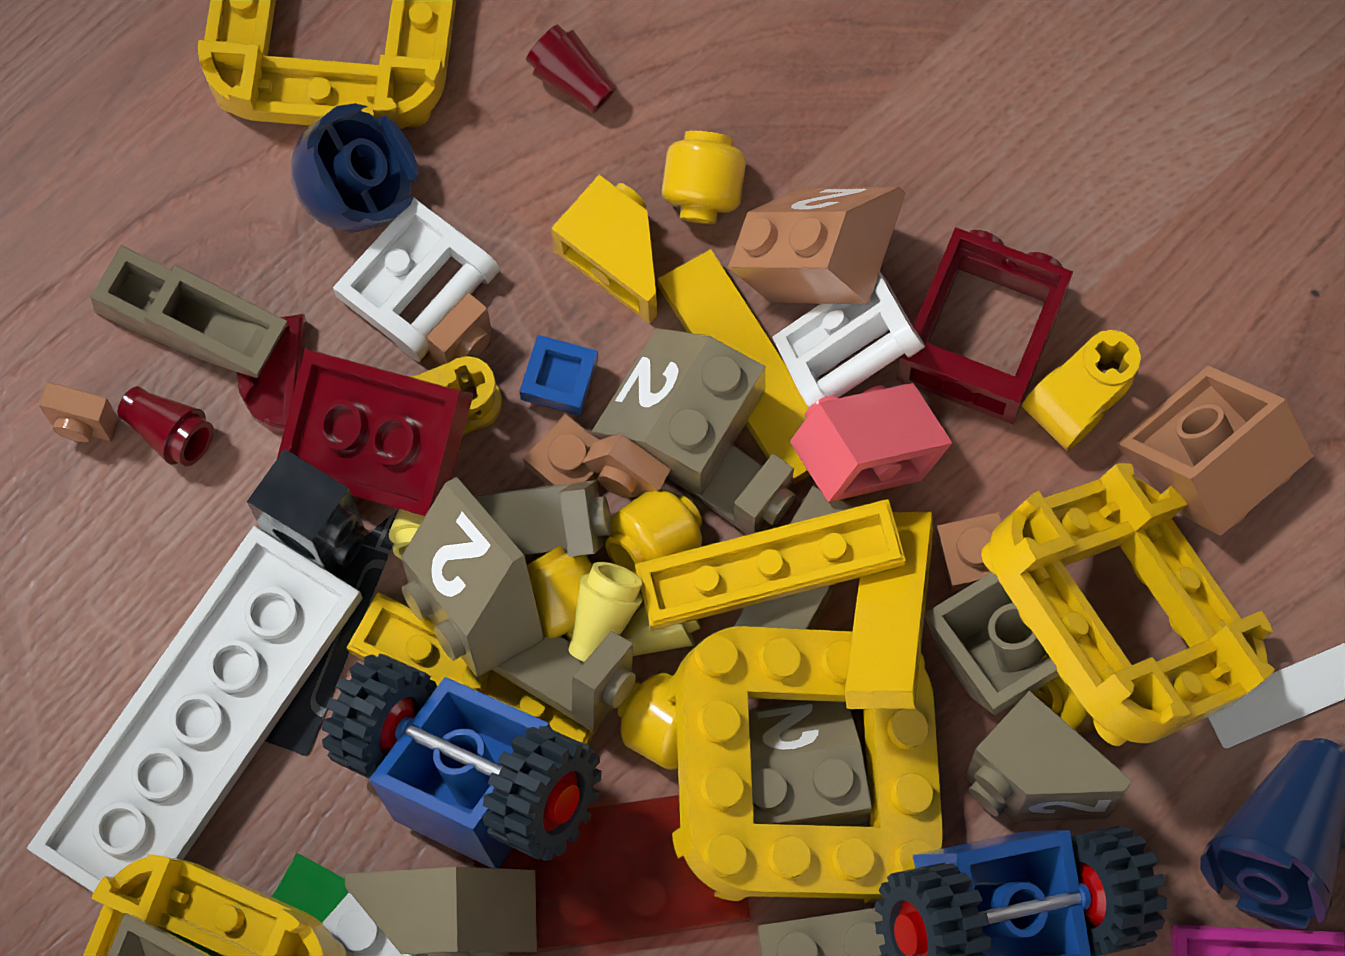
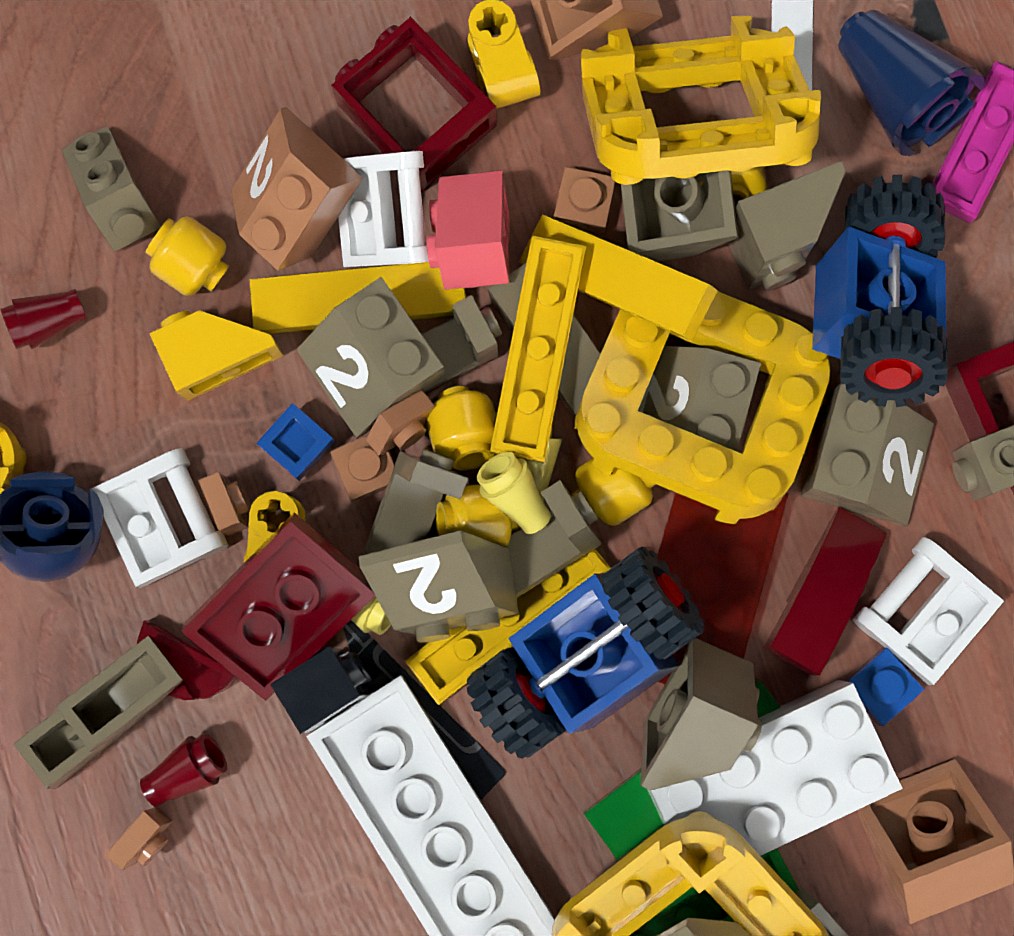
camera: 65 degrees left, 10 degrees up
(733, 64) = (109, 189): none -> dark tan bracket

